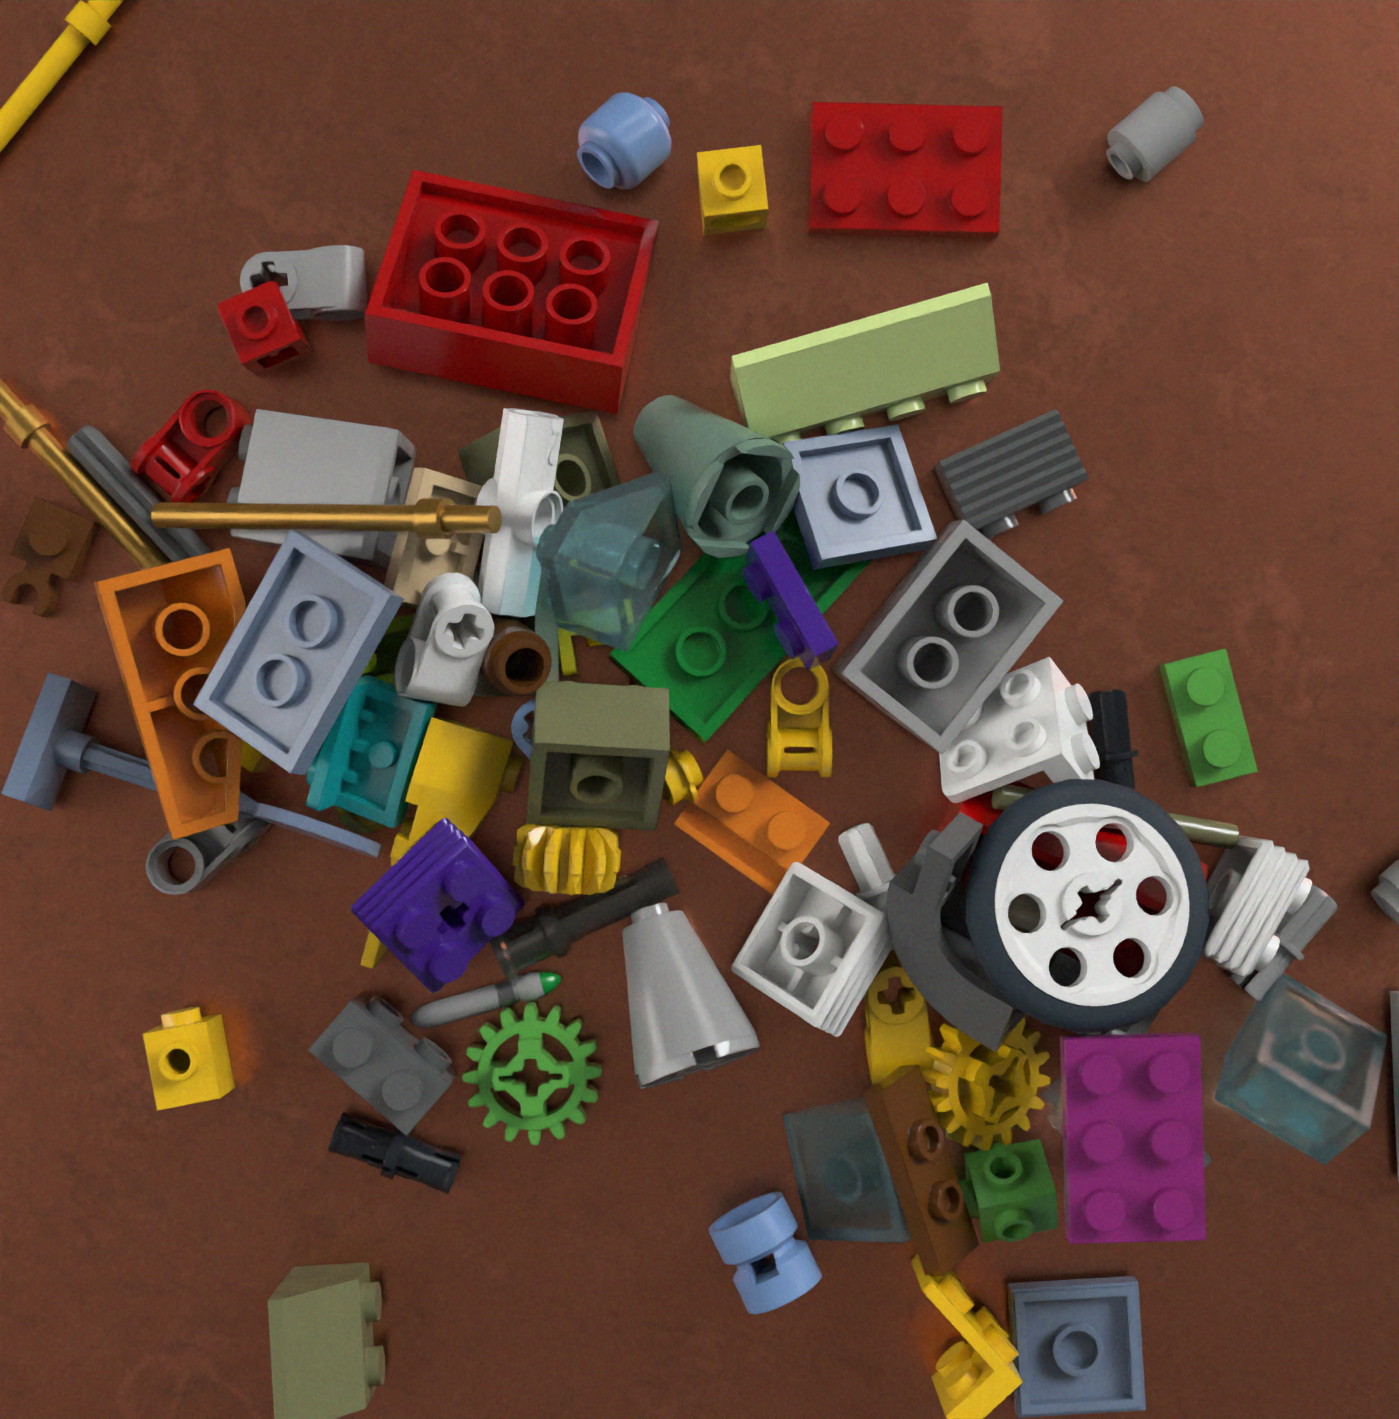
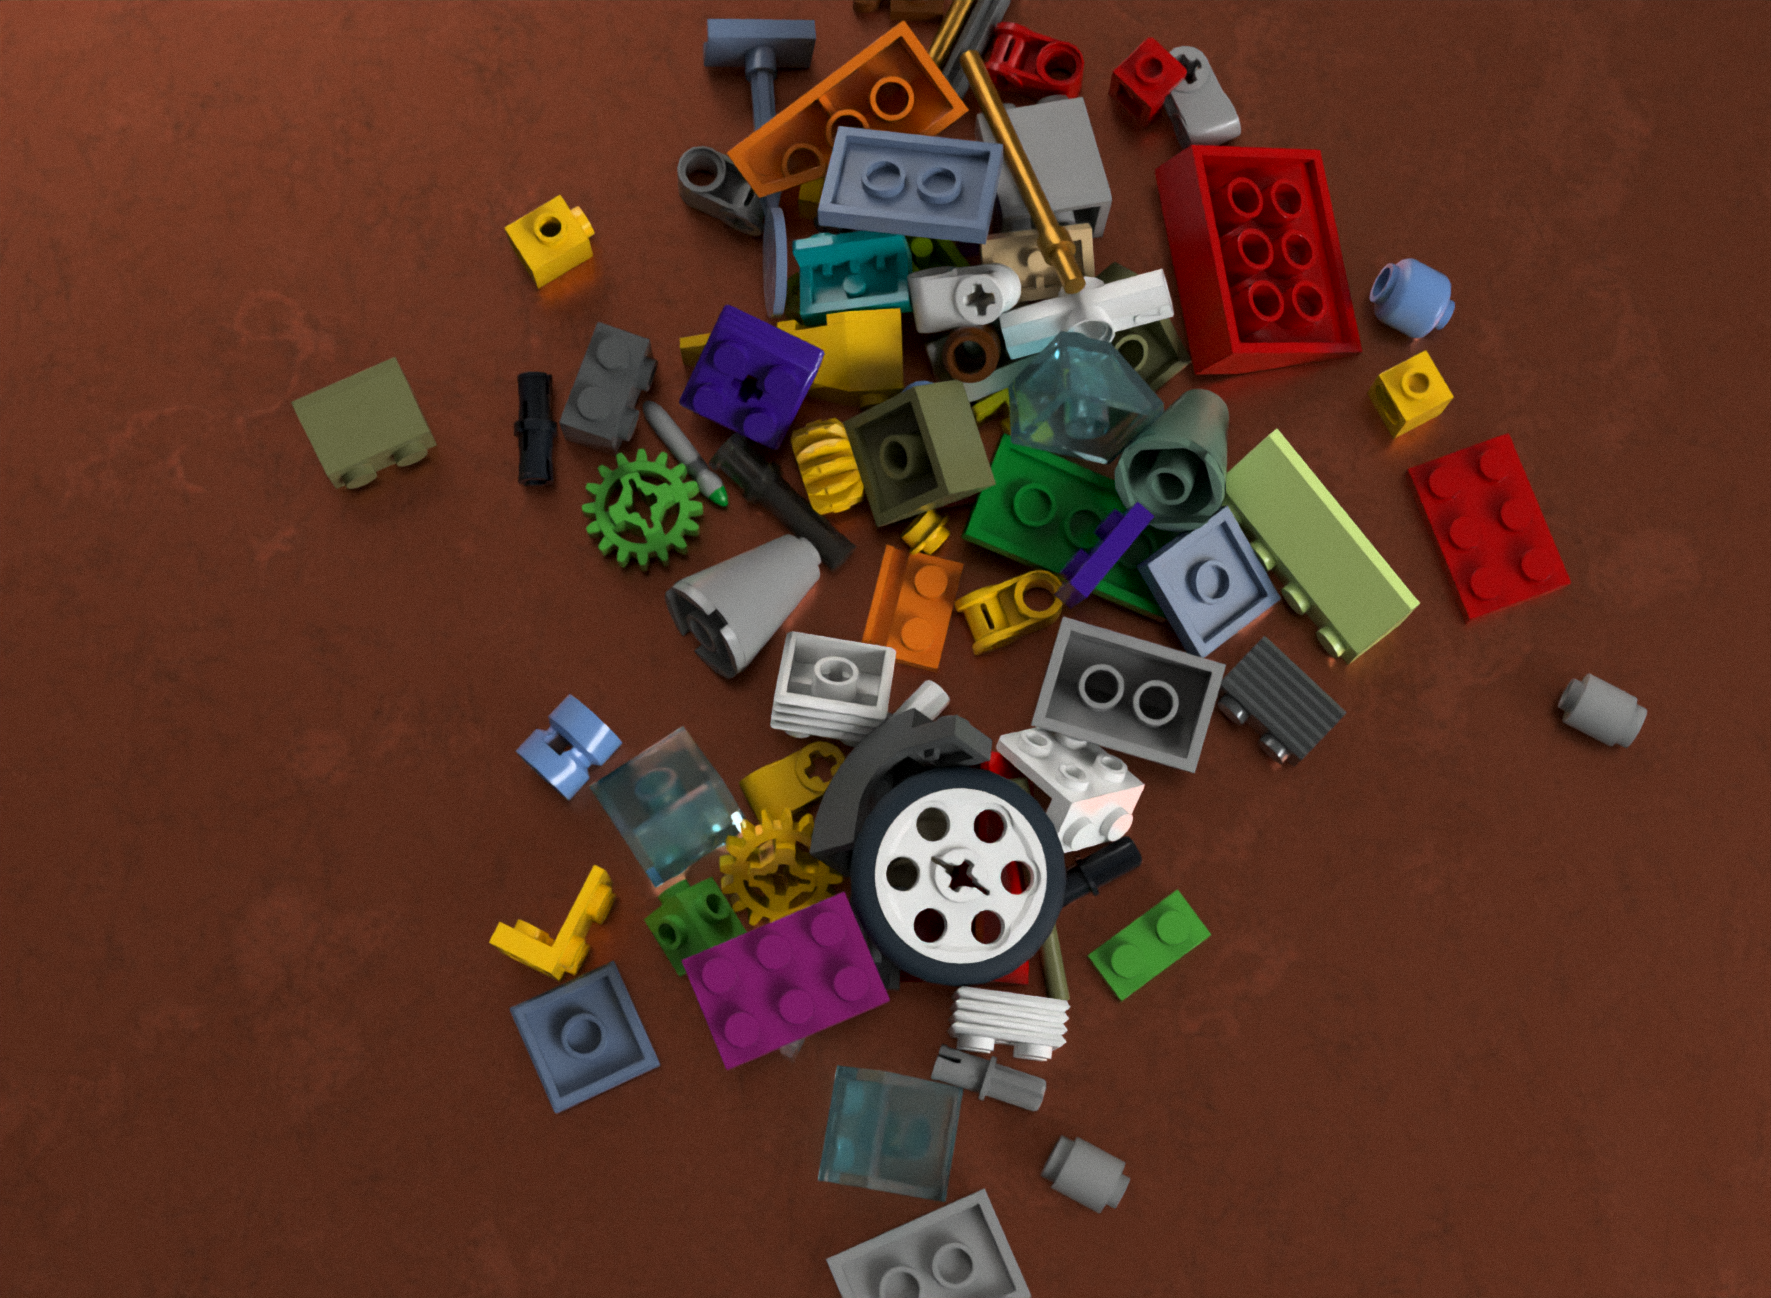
camera: 65 degrees right, 10 degrees down
(921, 1170) = (688, 835): reddish brown plate -> none

